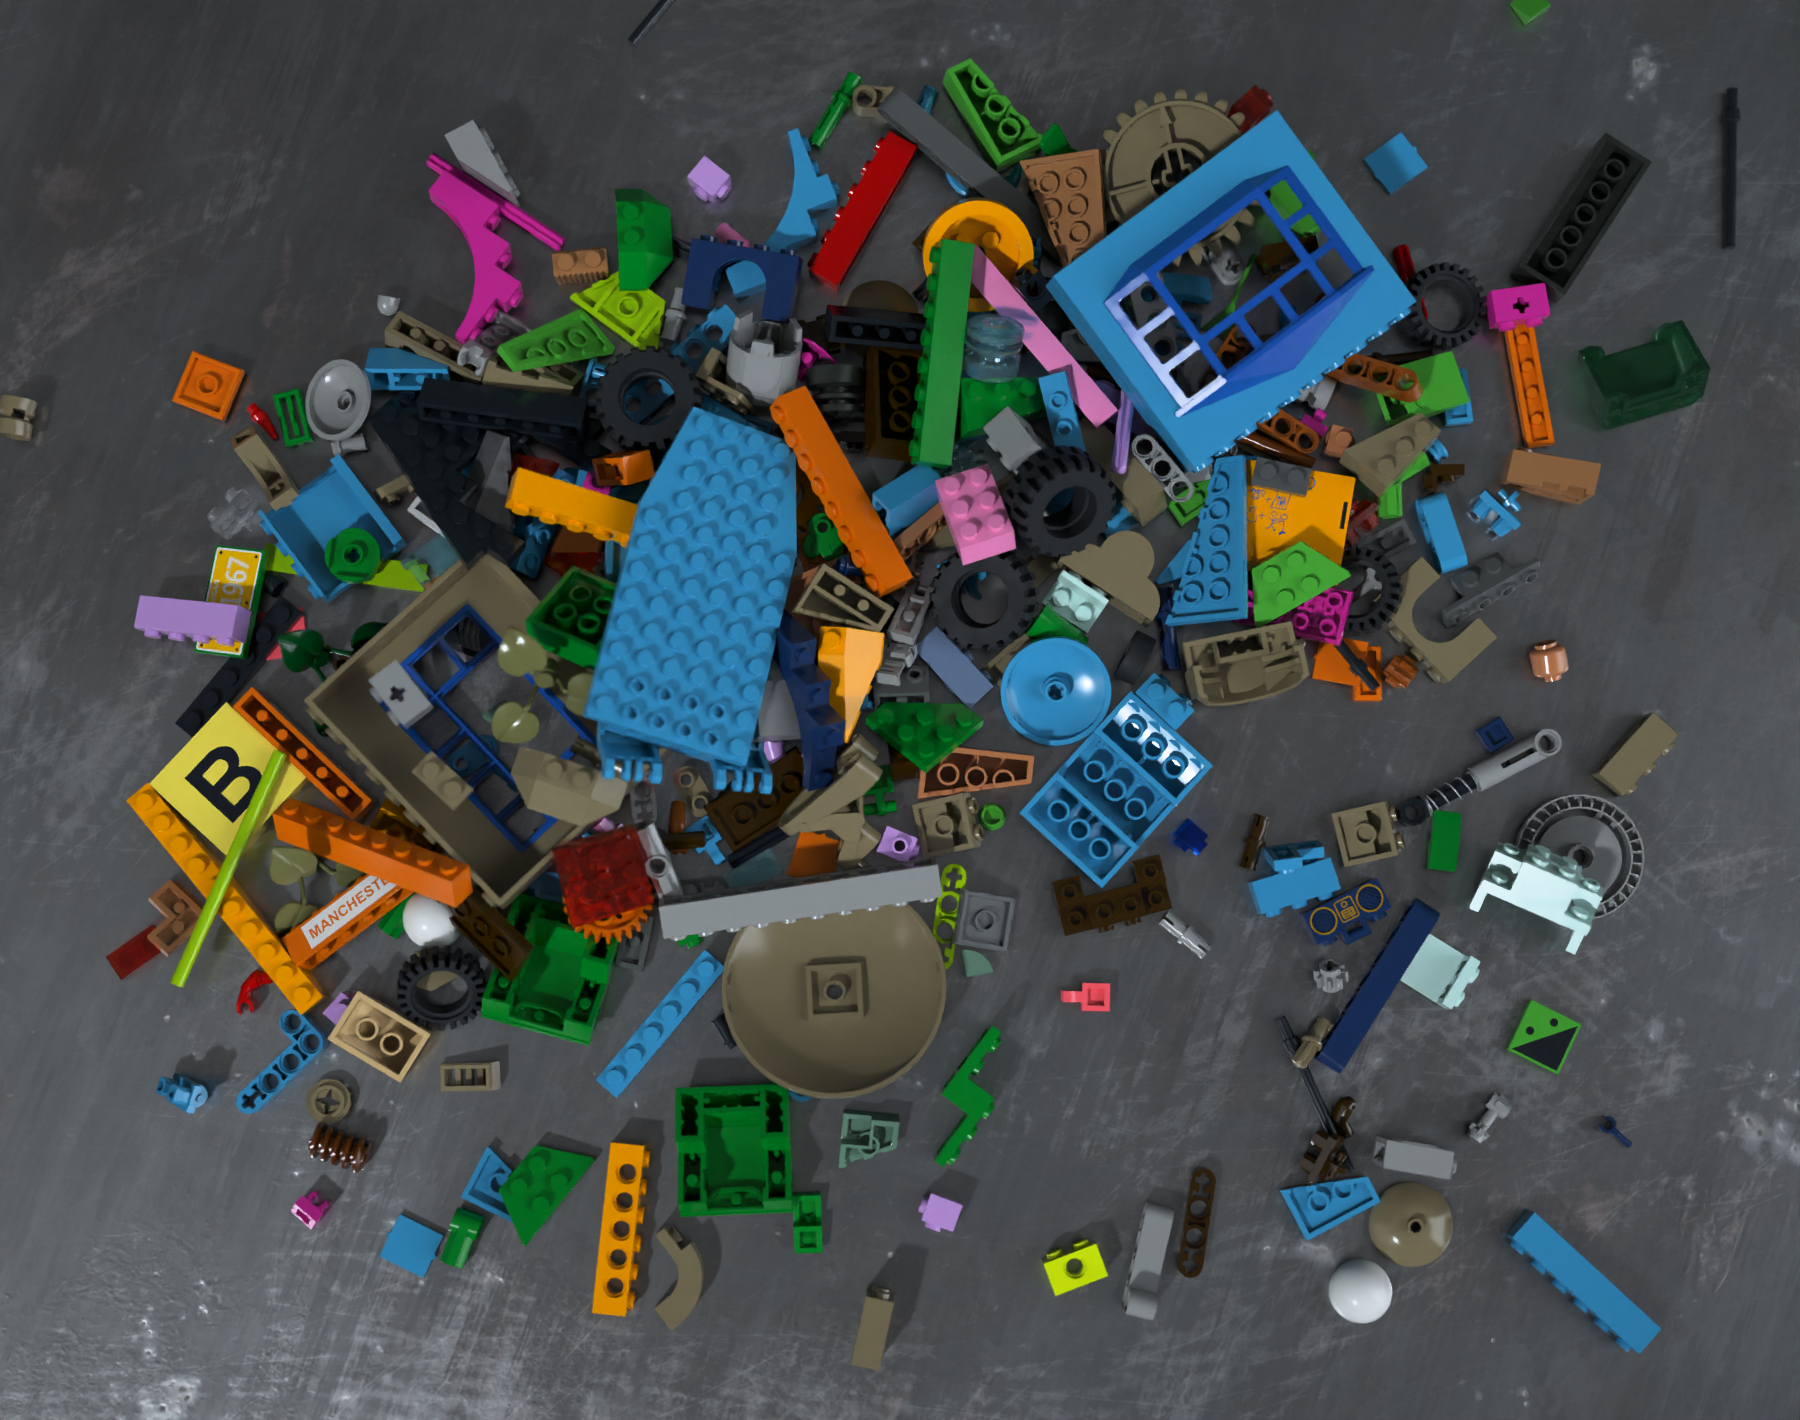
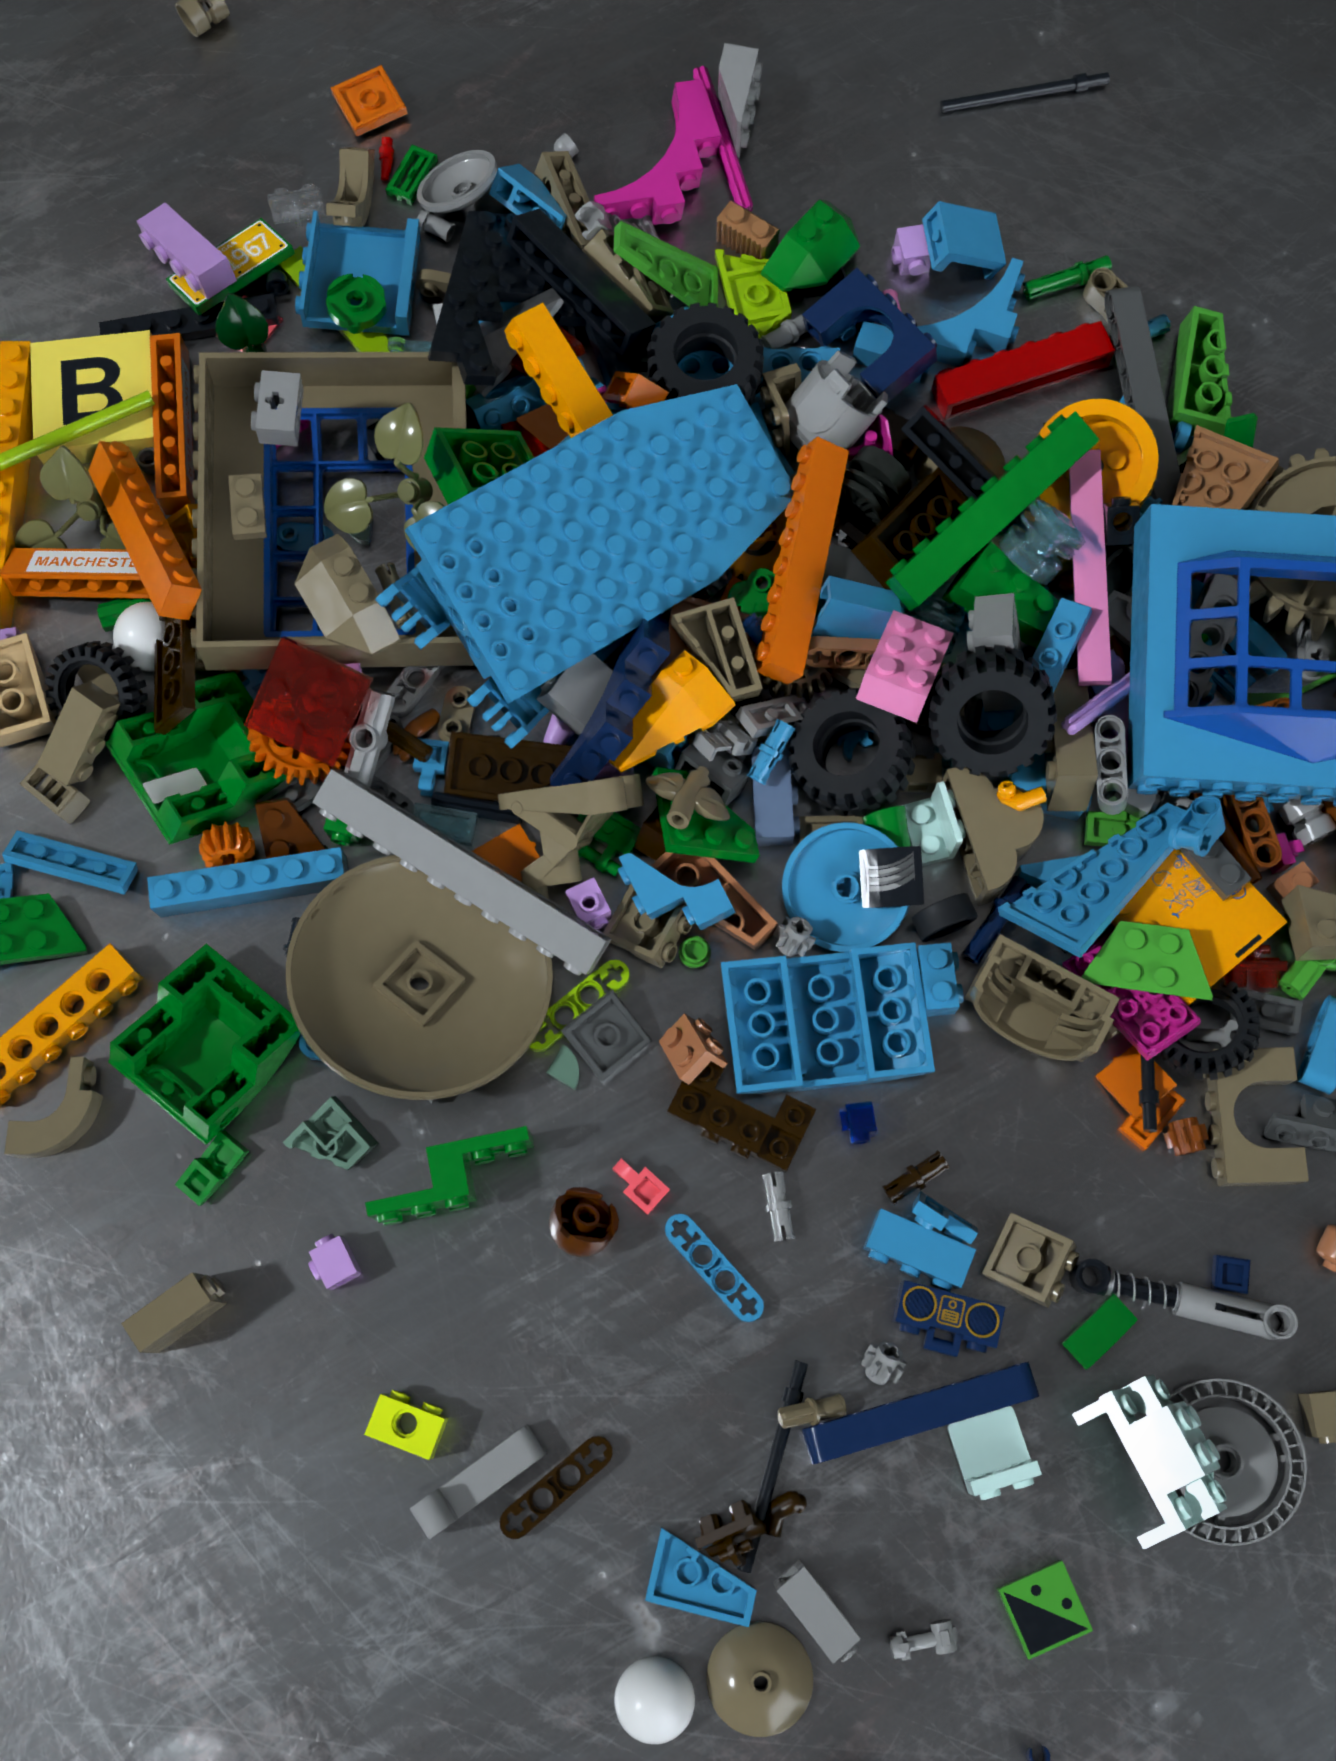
camera: 45 degrees right, 10 degrees down
(308, 790) = (145, 460): none -> dark grey hinge
(459, 1026) = (79, 733): none -> dark tan brick
(528, 1113) = (70, 862): none -> dark azure plate
(553, 1003) = (182, 782): none -> white sticker
(626, 1013) = (226, 845): none -> orange gear
(656, 970) = (284, 829): none -> reddish brown wing
(742, 145) = (963, 237): none -> dark azure panel
(907, 723) = (688, 796): none -> dark tan plant
(932, 643) = (771, 752): none -> dark azure pin
(943, 802) = (660, 894): none -> dark azure arch
(1012, 174) = (1181, 435): none -> dark azure tile
(1047, 883) = (691, 1047): none -> nougat bracket
(1050, 753) = (794, 936): none -> light grey gear
(1075, 1051) = (582, 1222): none -> reddish brown cylinder
(1081, 662) = (891, 877): none -> black sticker
(1122, 543) = (1018, 800): none -> light orange arm
(1177, 1006) = (717, 1264): none -> dark azure beam
(1252, 468) = (1198, 826): none -> dark azure piece

